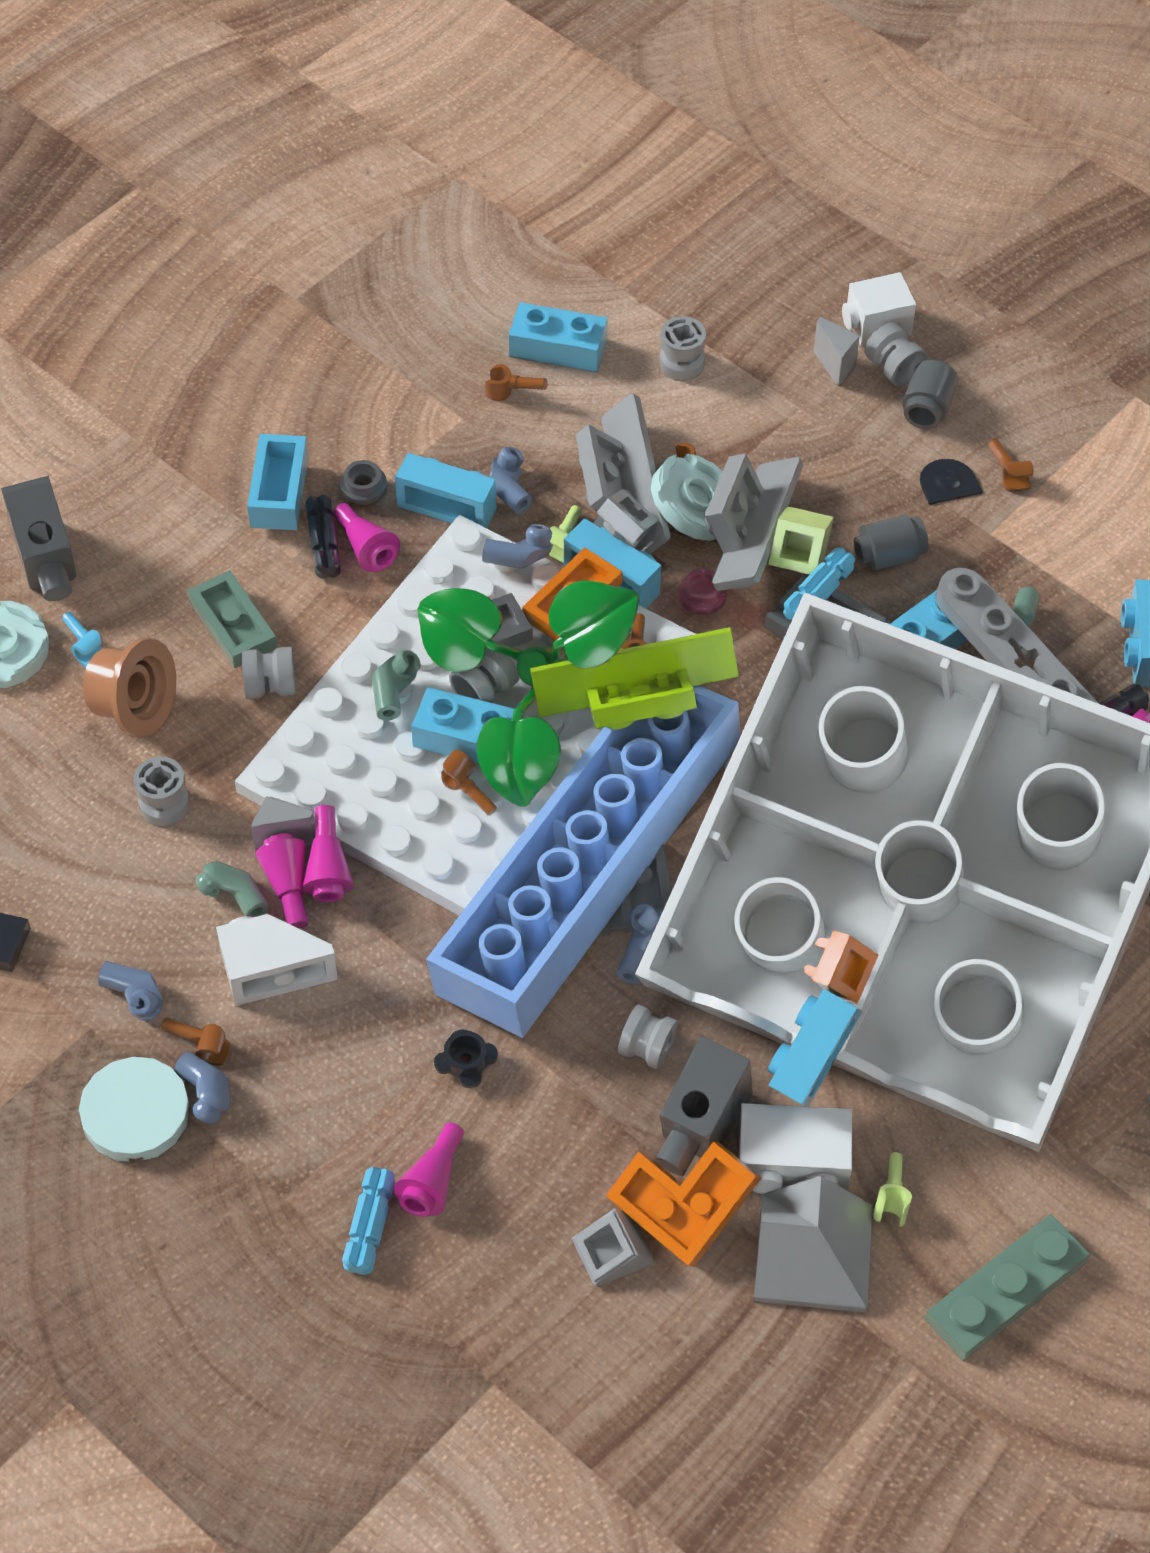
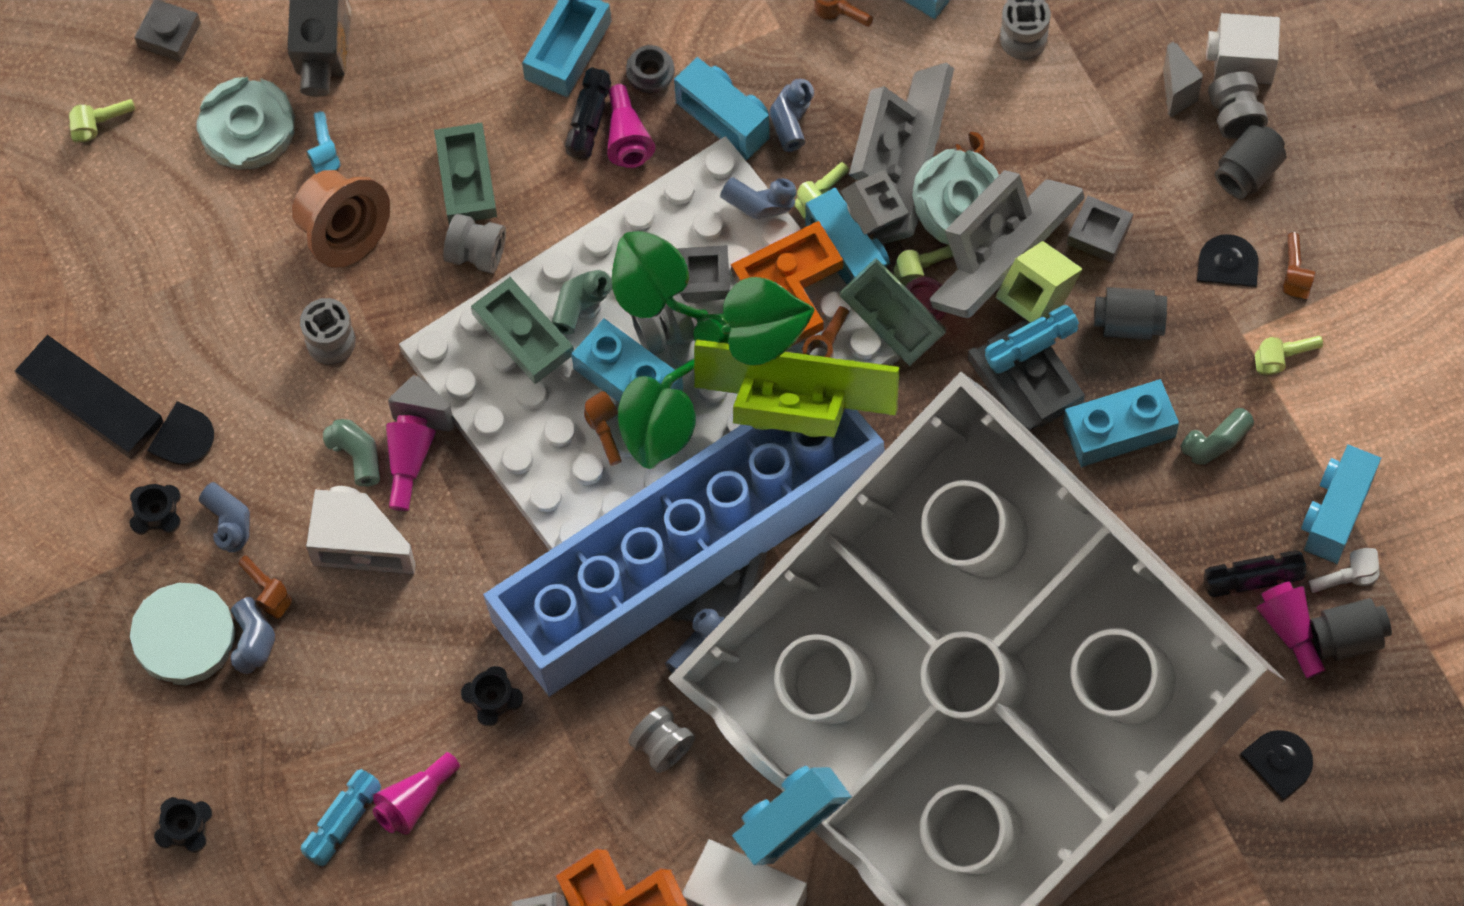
camera: 25 degrees right, 10 degrees up
(56, 933) = (183, 436): none -> black piece
(57, 992) = (152, 495): none -> black plate
(209, 1269) = (177, 810): none -> black plate
(327, 869) = (444, 462): dark pink cone -> none
(353, 725) = (522, 330): none -> sand green plate
(679, 566) = (911, 264): none -> yellowish green hand
(683, 601) = (892, 311): none -> sand green plate
(703, 1104) = (688, 813): dark grey torso -> none
(828, 486) = (1100, 229): none -> flat silver plate
(843, 966) = (846, 751): orange tile -> none
(995, 627) = (1205, 541): light grey piece -> none
(1028, 537) = (1272, 353): none -> yellowish green hand

